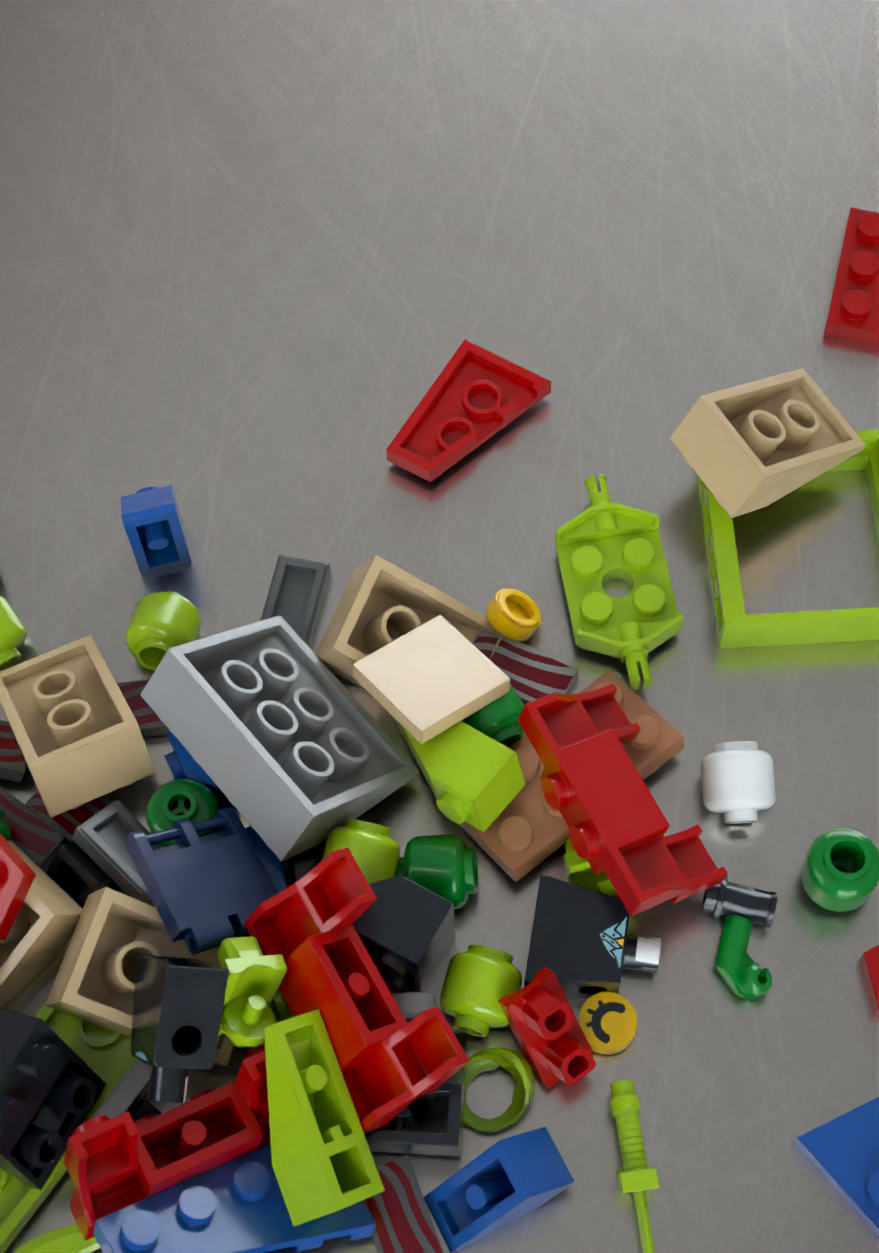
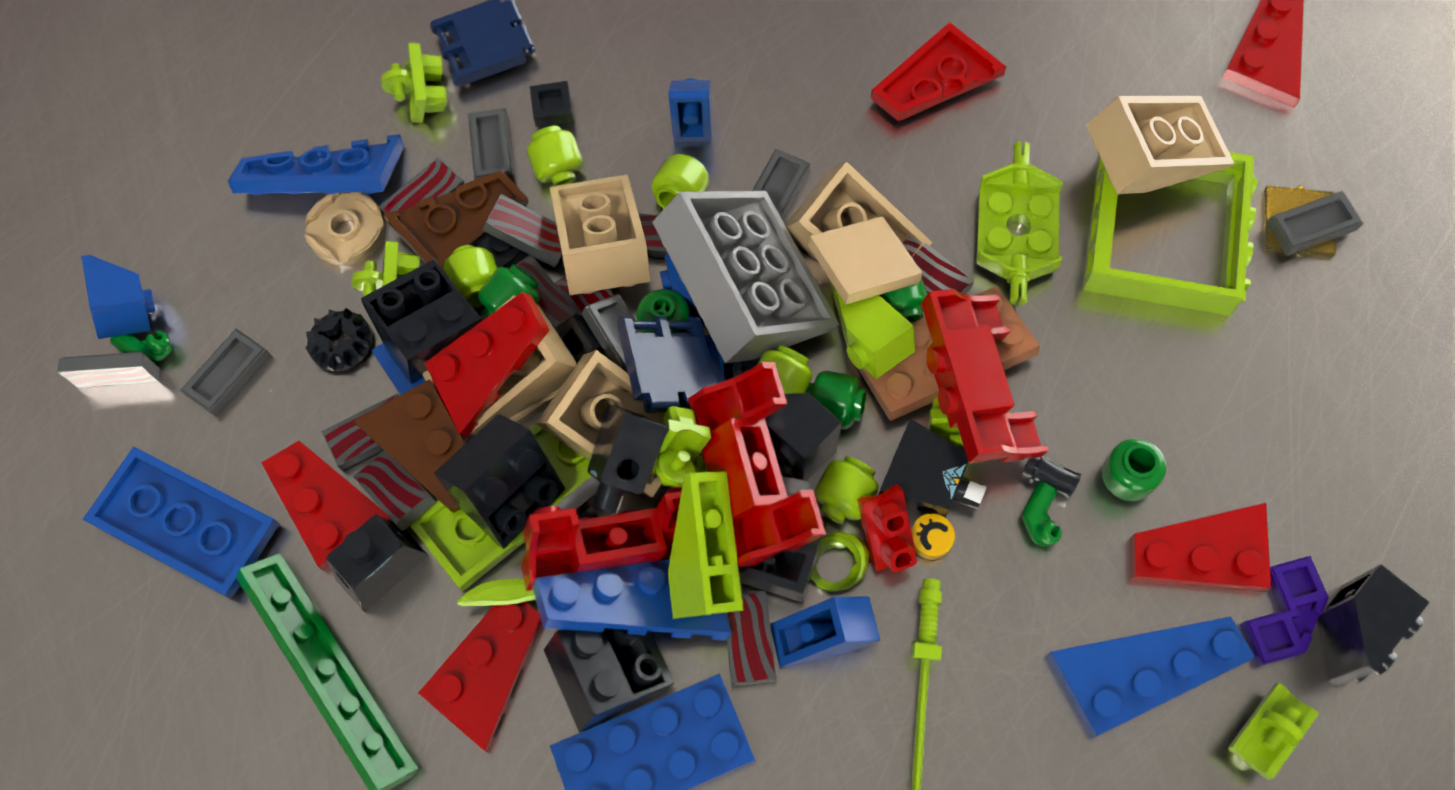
camera: 15 degrees right, 5 degrees up
(513, 614) = (936, 230): yellow tile -> none
(738, 781) = (1072, 388): white head -> none

